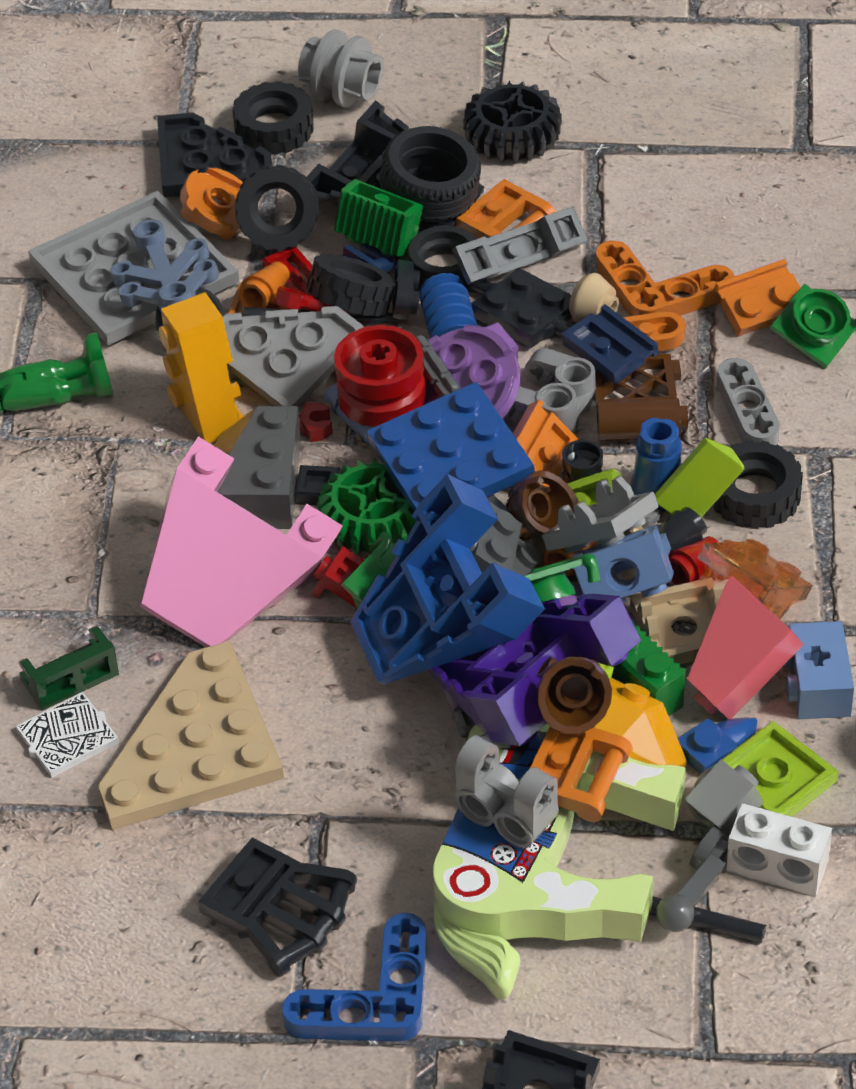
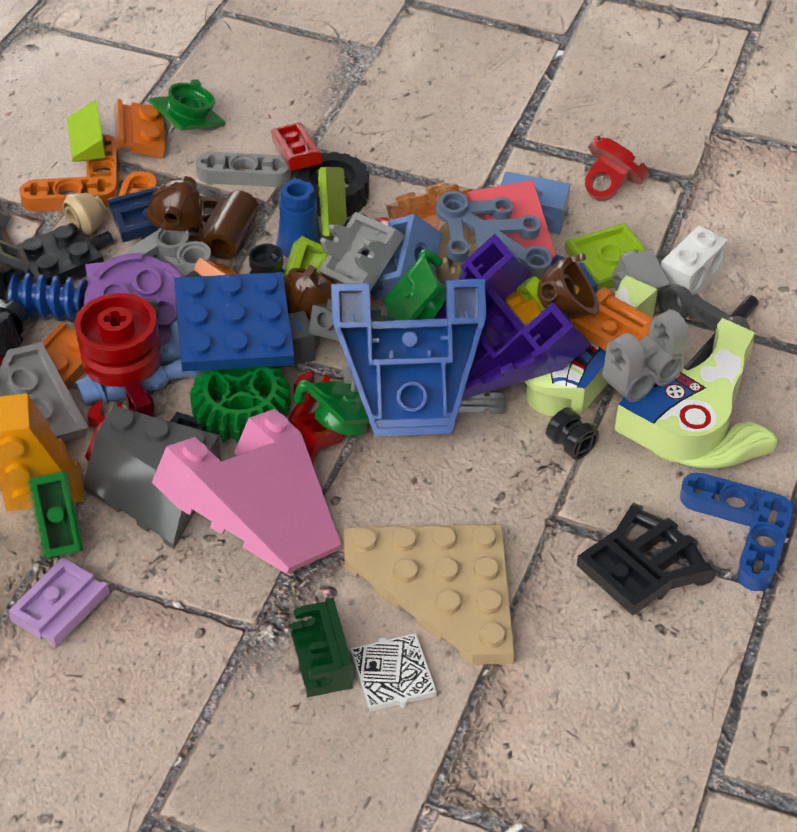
camera: 75 degrees left, 0 degrees up
(63, 463) = (58, 602): none -> lavender plate
(141, 413) = (54, 514): none -> green brick
(331, 435) = (138, 398): none -> dark red tile
(436, 799) = (572, 433): none -> black wheel
(611, 358) = (179, 199): none -> reddish brown helmet
(680, 614) = (457, 210): none -> sand blue plant
(716, 258) = (86, 134): none -> lime slope
(793, 428) = (296, 146): none -> red tile

